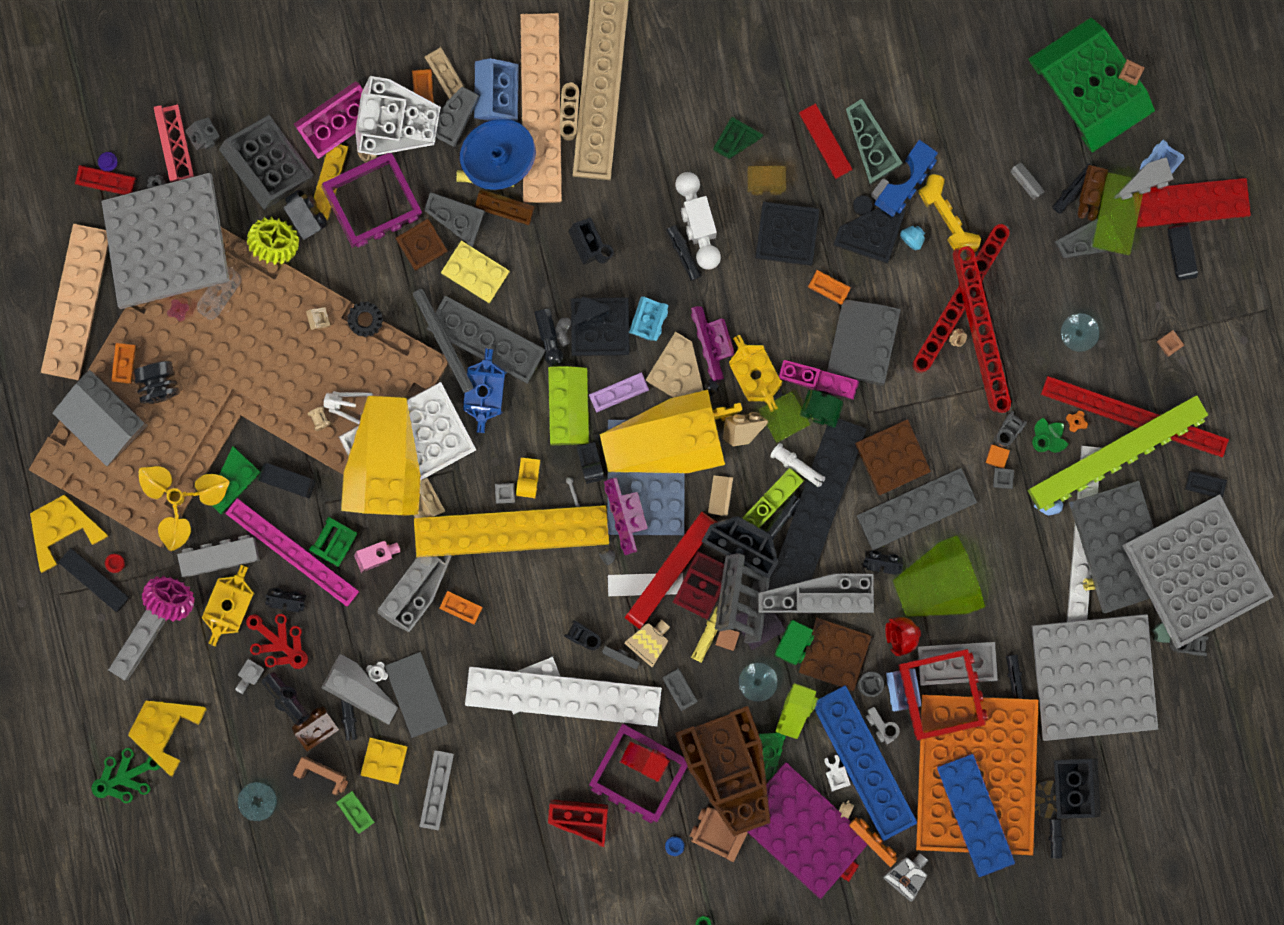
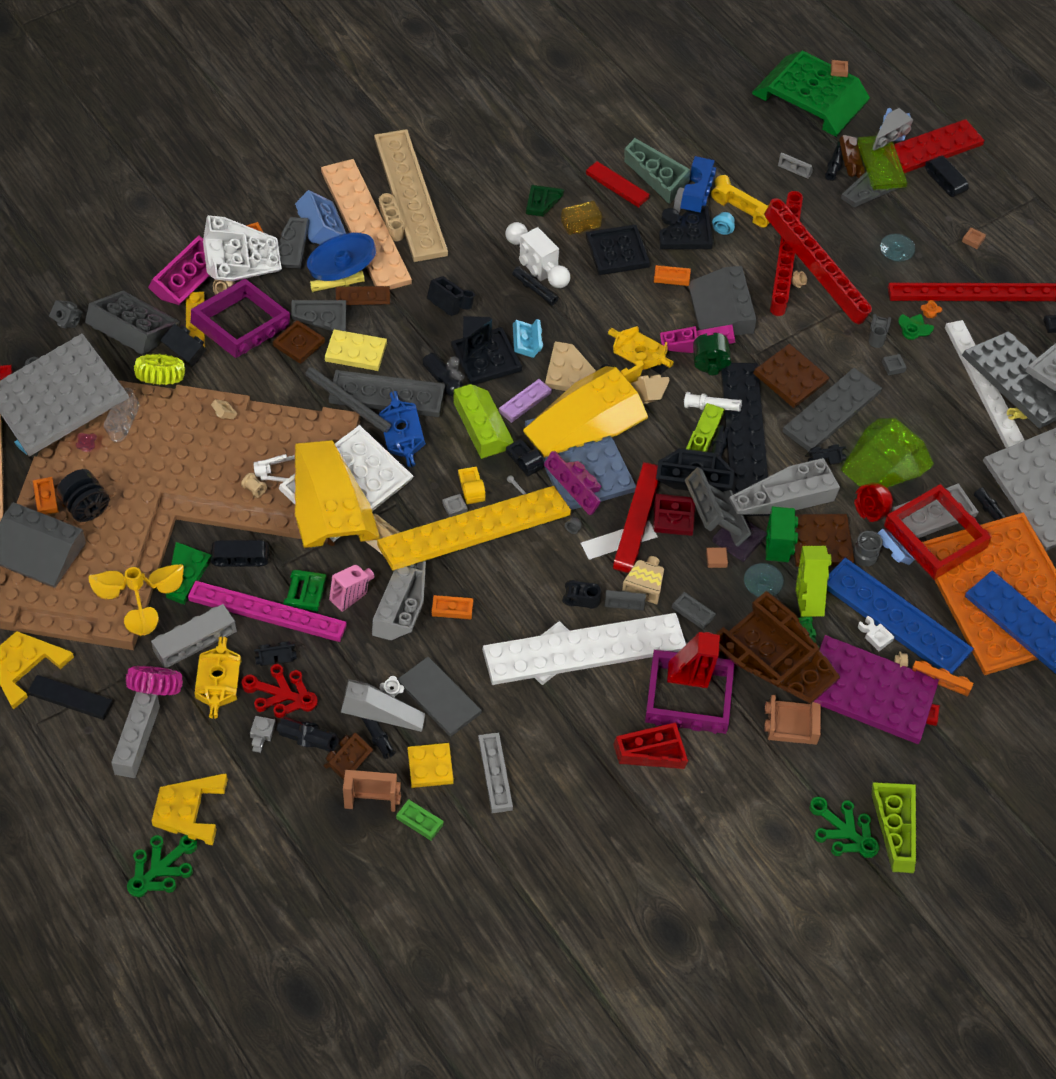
camera: 20 degrees left, 30 degrees down
(115, 563) = (88, 676): red tile -> none
(166, 142) = (35, 333): coral fence -> none
(252, 811) = (312, 833): clear light blue plate -> none
(373, 327) = (272, 406): black tyre -> none
(444, 72) = (268, 221): tan tile -> none
(674, 846) = (754, 747): blue tile -> none
(706, 638) = (699, 550): light yellow pin -> none
(714, 340) = (594, 335): magenta bracket -> none
(720, 495) = (654, 445): tan panel -> none
(786, 419) = (683, 377): clear neon green tile -> none
(875, 719) = (895, 580): light grey plate -> none
(907, 876) = (990, 698): torso -> none
(997, 456) = (878, 351): orange tile -> none
(1054, 510) = (947, 375): light blue arm -> none
(1118, 452) = (978, 314): lime brick -> none

